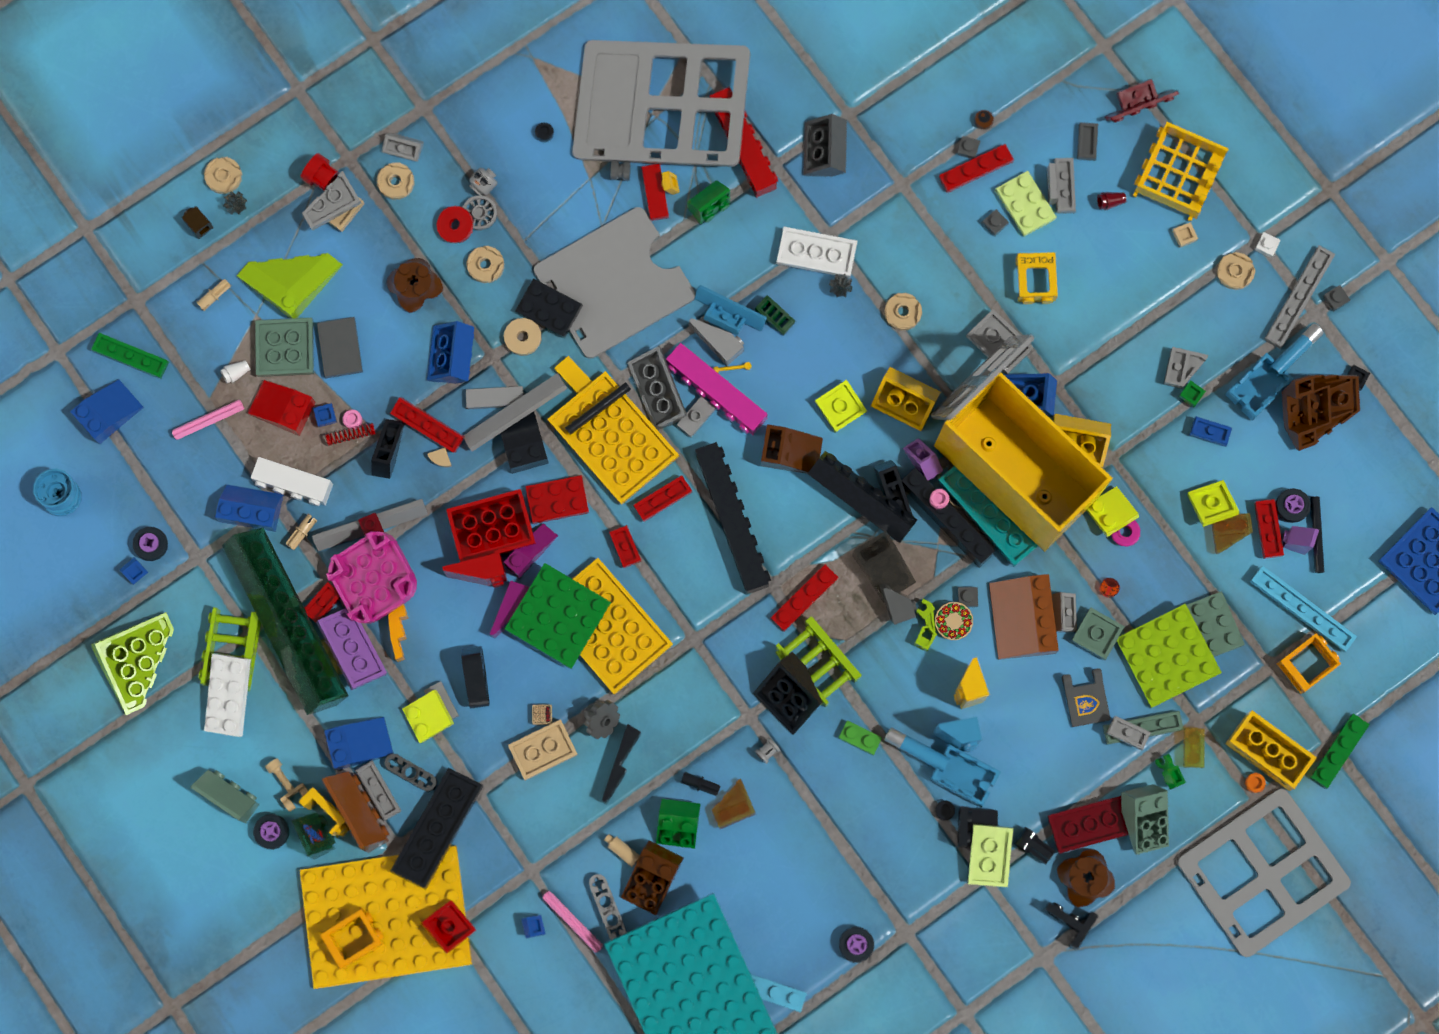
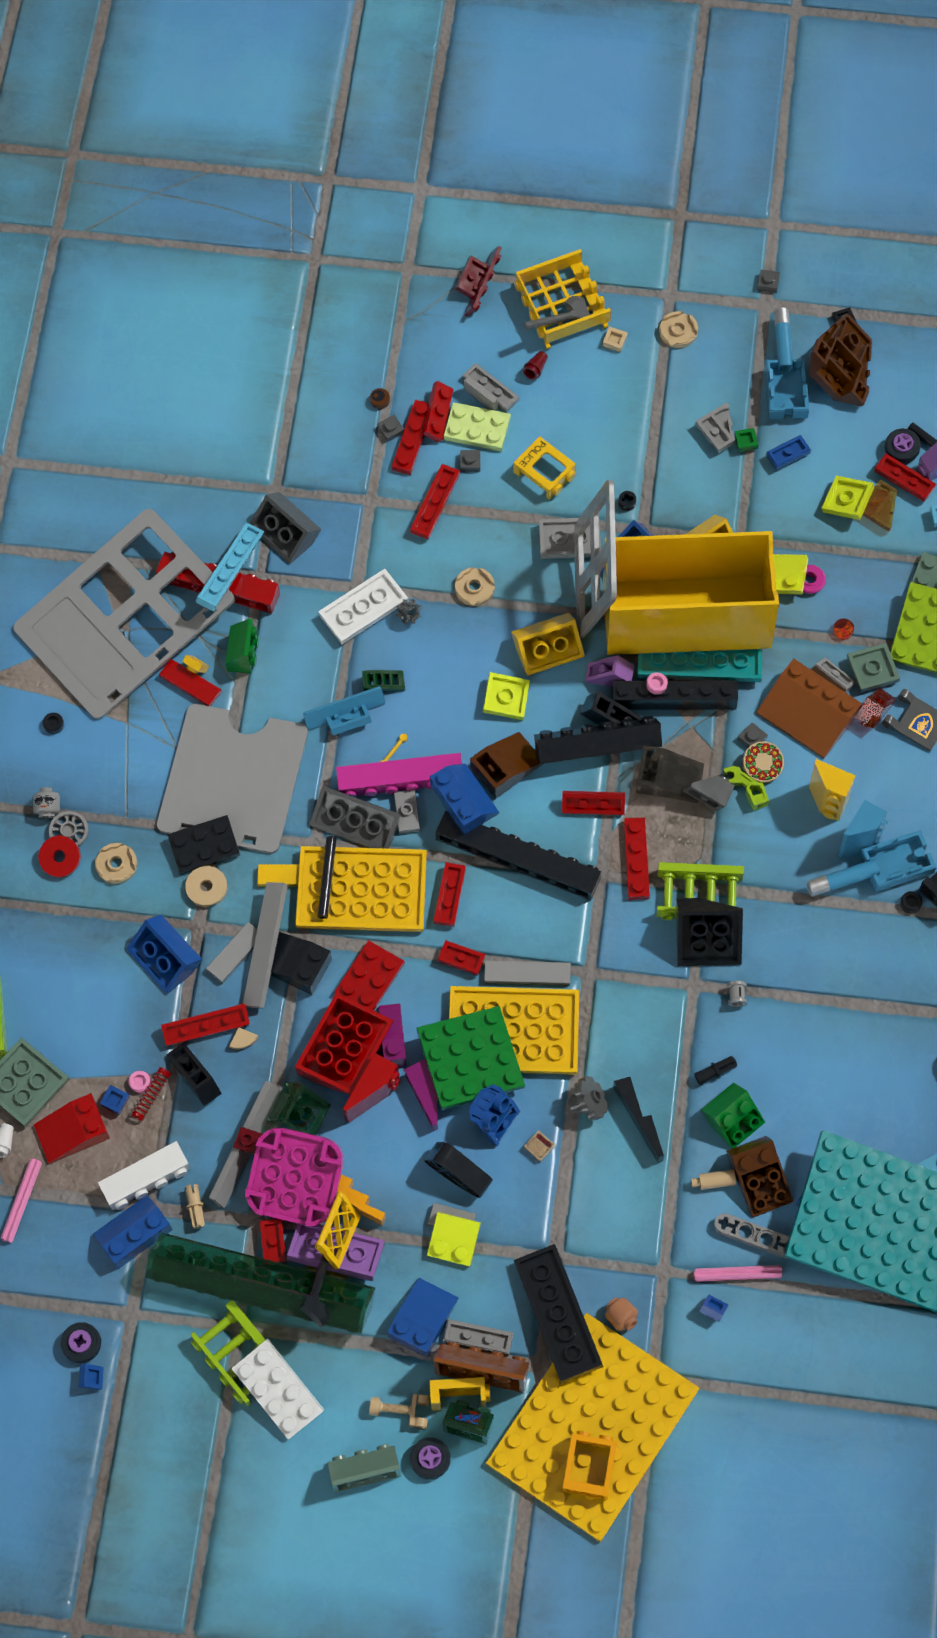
camera: 45 degrees left, 10 degrees down
(132, 658) = (165, 1448): lime slope -> none
(289, 668) = (310, 1303): none -> black piece
(340, 347) = (68, 1038): dark grey tile -> none
(372, 644) = (326, 1233): none -> yellow window
(413, 296) = (85, 942): reddish brown brick -> none
(420, 784) = (491, 1287): dark grey beam -> none
(422, 539) = (298, 1109): none -> clear green slope
(448, 927) = (652, 1375): red slope -> none
(474, 870) = (621, 1314): none -> nougat head
(533, 664) = (493, 1112): none -> blue slope
(542, 750) = (570, 1170): tan plate -> none
(620, 170) = (147, 692): dark grey wheel -> none
(655, 599) = (527, 972): none -> light grey tile
(719, 341) = (364, 739): light grey slope -> none
(733, 807) = (759, 1060): clear orange wing -> none
(735, 445) = (463, 797): none -> blue slope
(756, 140) = (229, 566): none -> medium azure plate
(816, 533) = (593, 802): none -> red plate
(860, 738) = (792, 915): bright green plate -> none
(940, 227) = (435, 501): none -> red plate
(1010, 167) = (437, 411): none -> red plate
(1068, 662) = (875, 708): none -> slope
(1072, 355) = (631, 497): none -> black bush
(1087, 141) = (472, 343): dark grey tile -> none
(1179, 191) = (577, 310): none -> dark grey piece
(1267, 245) = (680, 291): white plate -> none
(1299, 297) = (742, 304): light grey tile -> none

